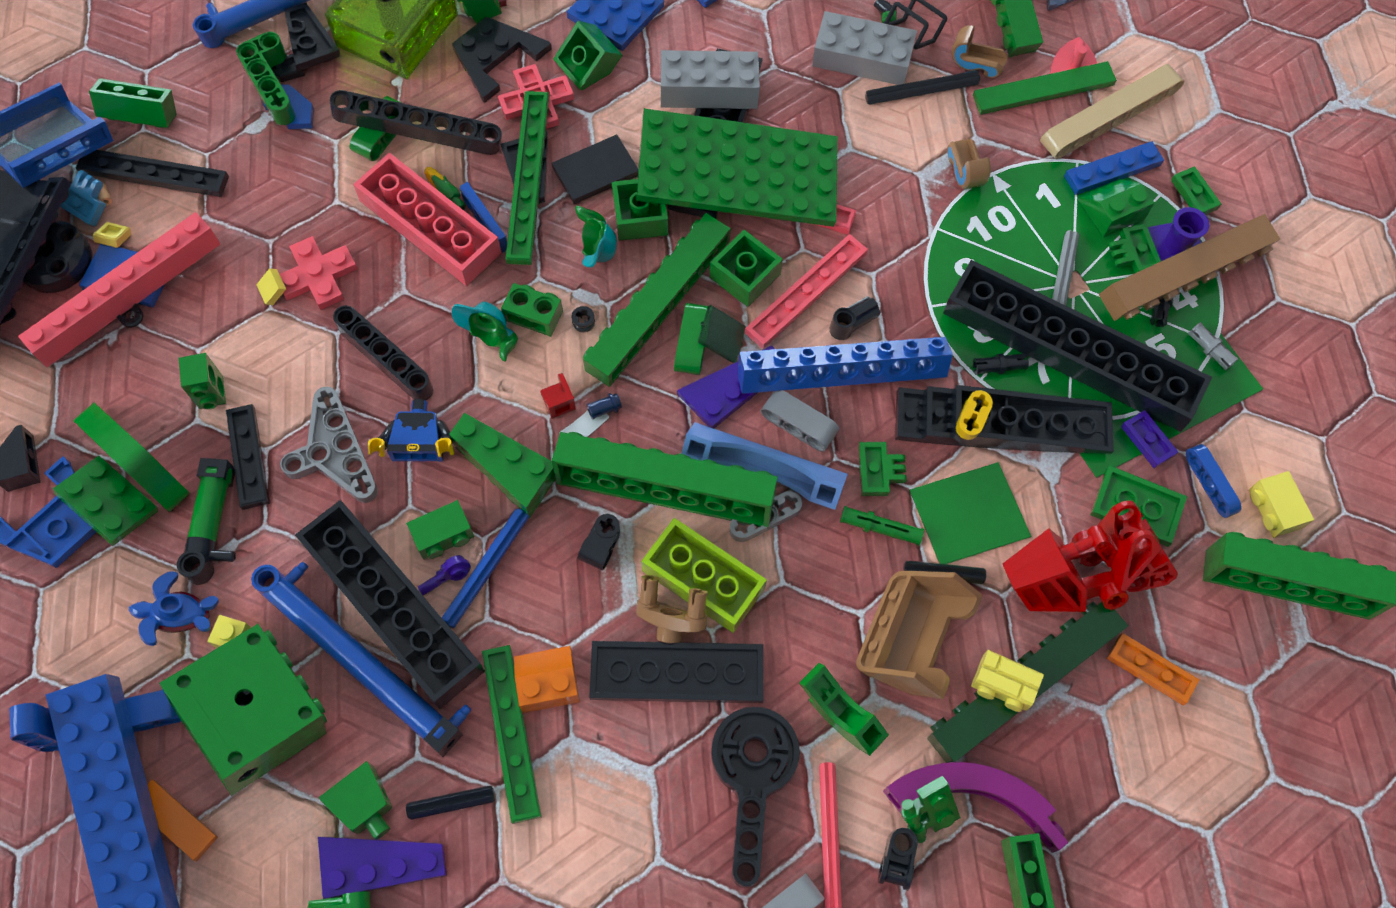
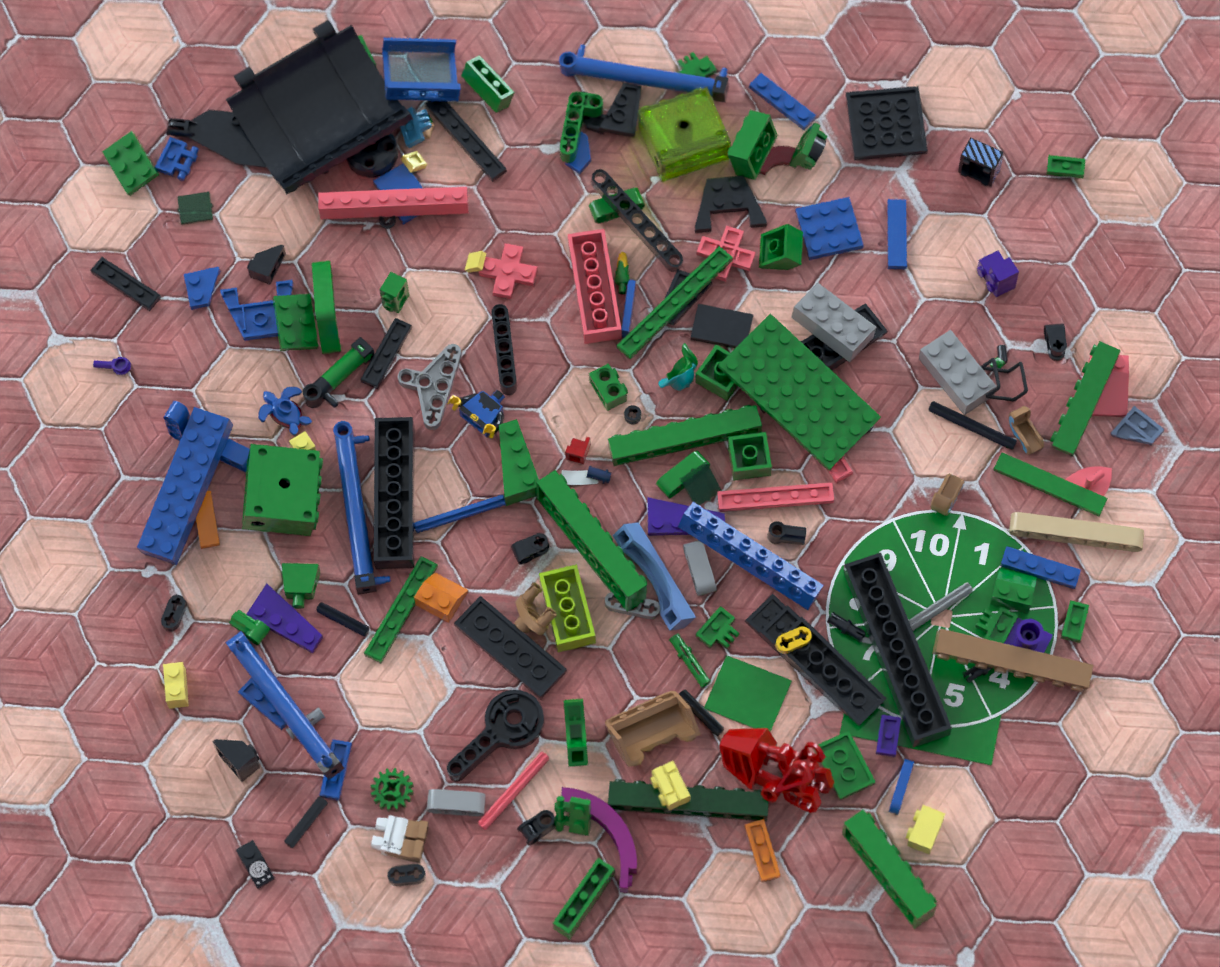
camera: 45 degrees right, 0 degrees up
(440, 530) = (452, 475): green brick -> none
(453, 569) = (442, 501): dark purple plate -> none
(488, 324) = (576, 378): green hair -> none
(1213, 346) = (983, 716): light grey pin -> none

